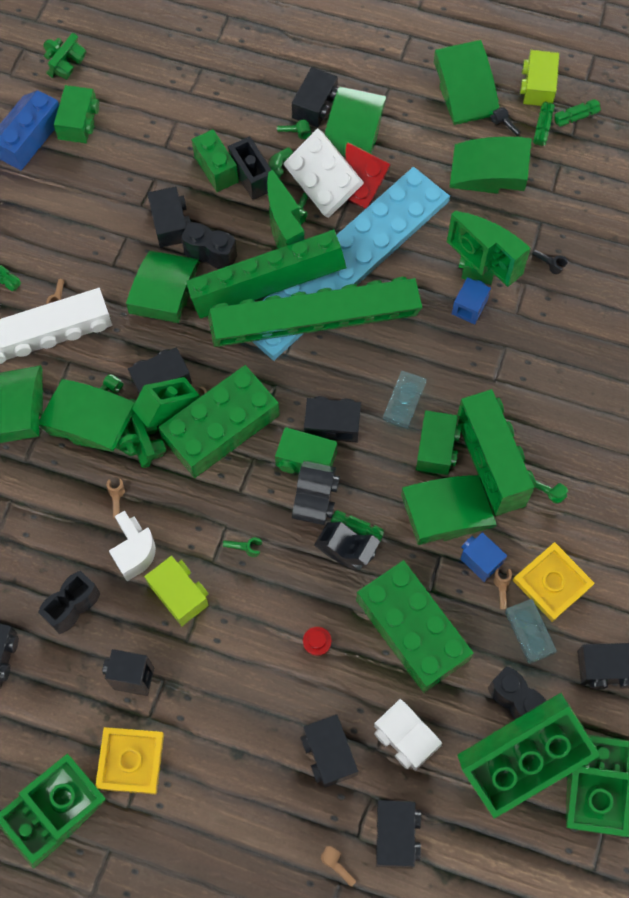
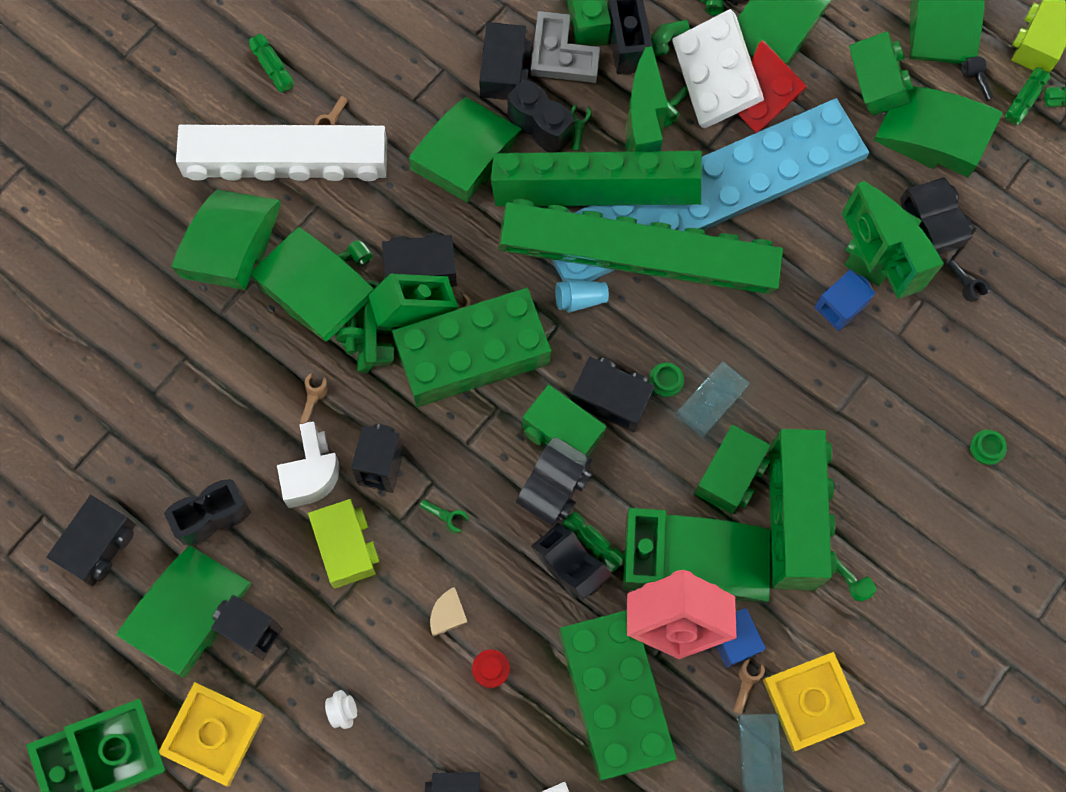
camera: 15 degrees right, 5 degrees up
(75, 681) = (177, 611): none -> green slope
(181, 520) = (378, 458): none -> black brick
(205, 202) = (555, 57): none -> light grey plate
(219, 708) = (341, 710): none -> white plate
(239, 244) = (579, 127): none -> green hand
(271, 614) = (447, 613): none -> tan tile
(282, 359) = (580, 294): none -> medium azure cone
(368, 396) = (667, 379): none -> green plate
(396, 518) = (643, 547): none -> green brick
(437, 140) = (880, 73): none -> green brick
(439, 551) = (681, 614): none -> coral brick
(511, 215) = (938, 209): none -> black brick
(607, 367) = (988, 447): none -> green plate

